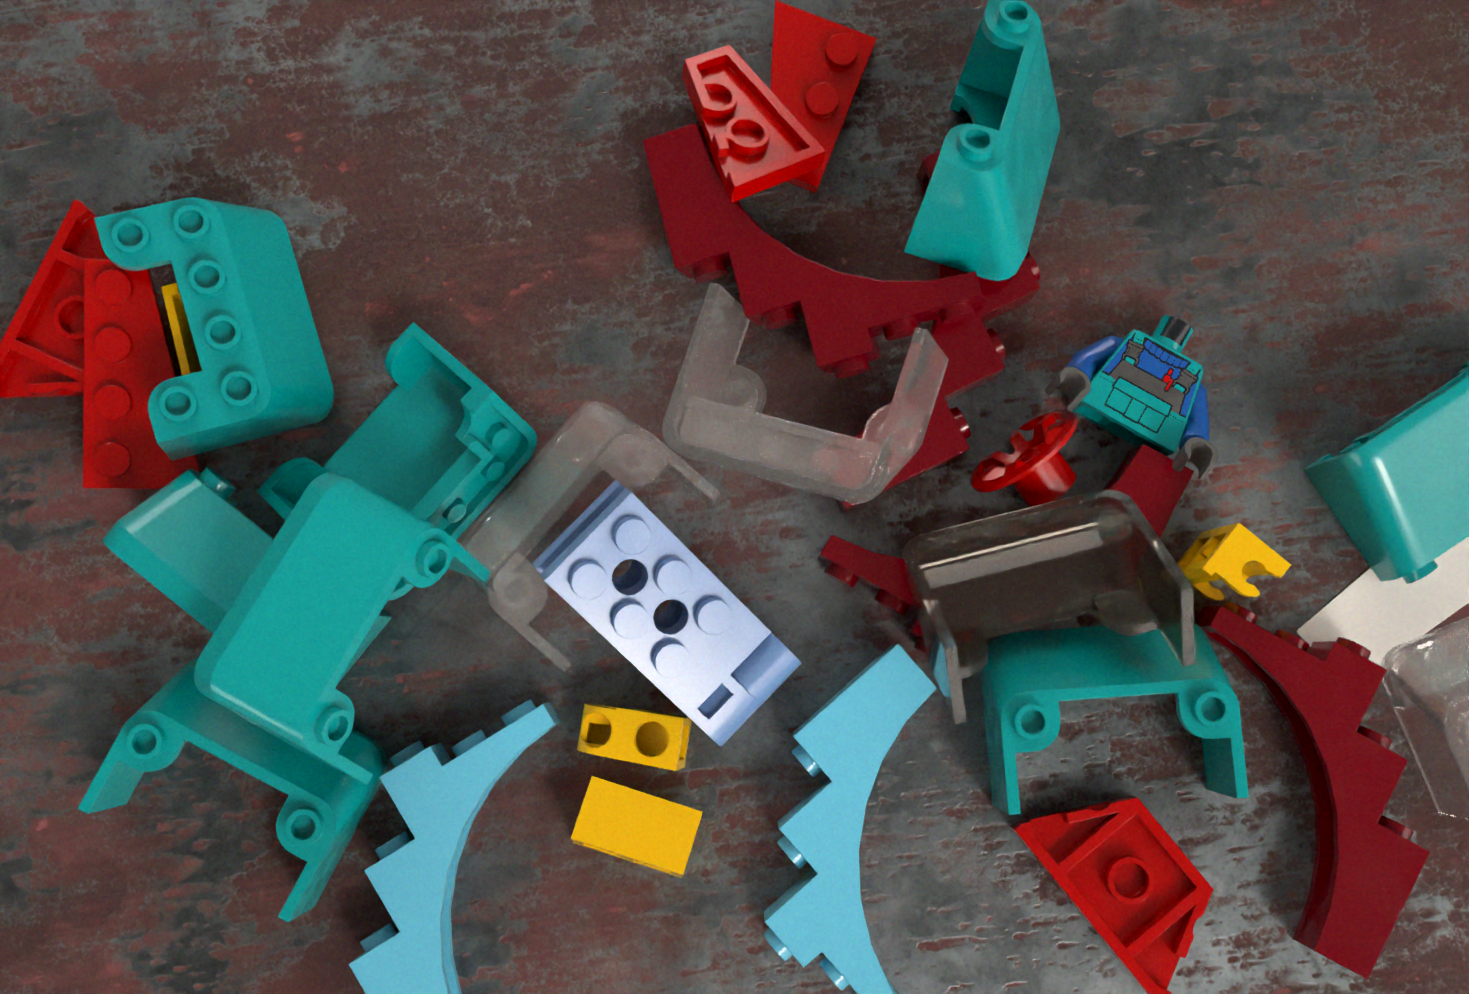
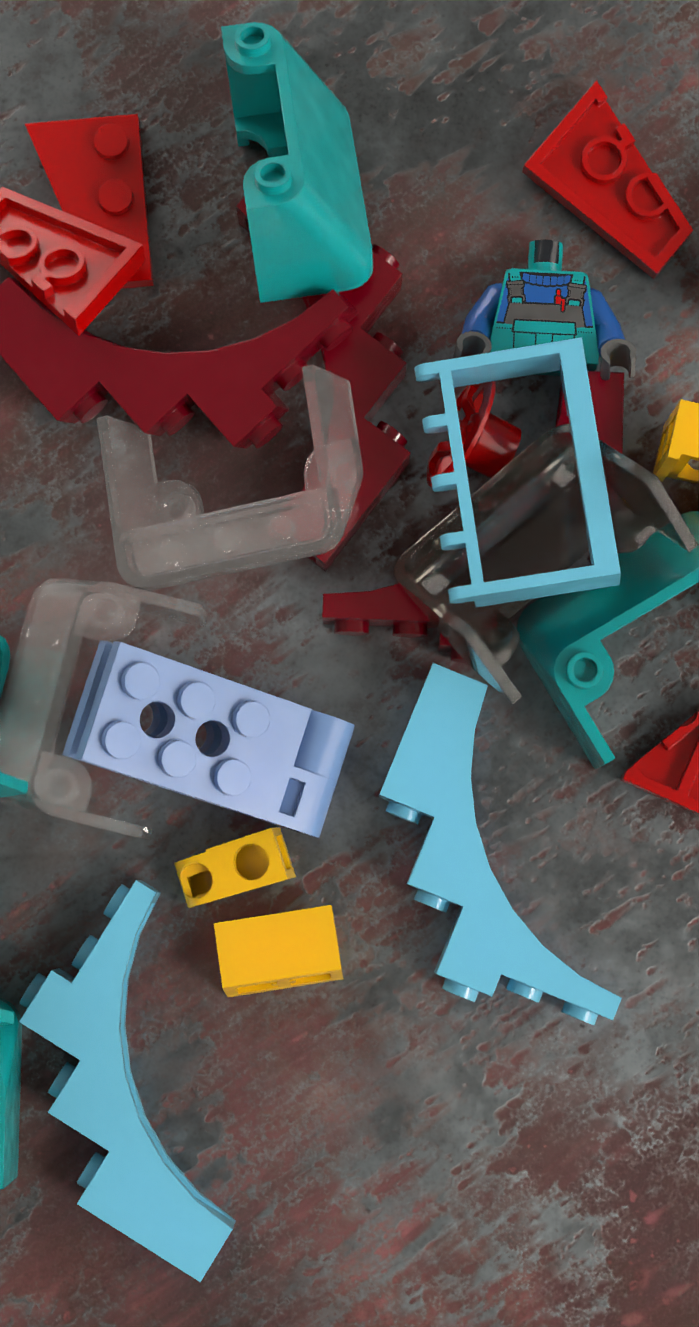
camera: 25 degrees left, 0 degrees up
(1145, 480) = (511, 363): none -> medium azure hinge
(1257, 299) = (607, 184): none -> red wing

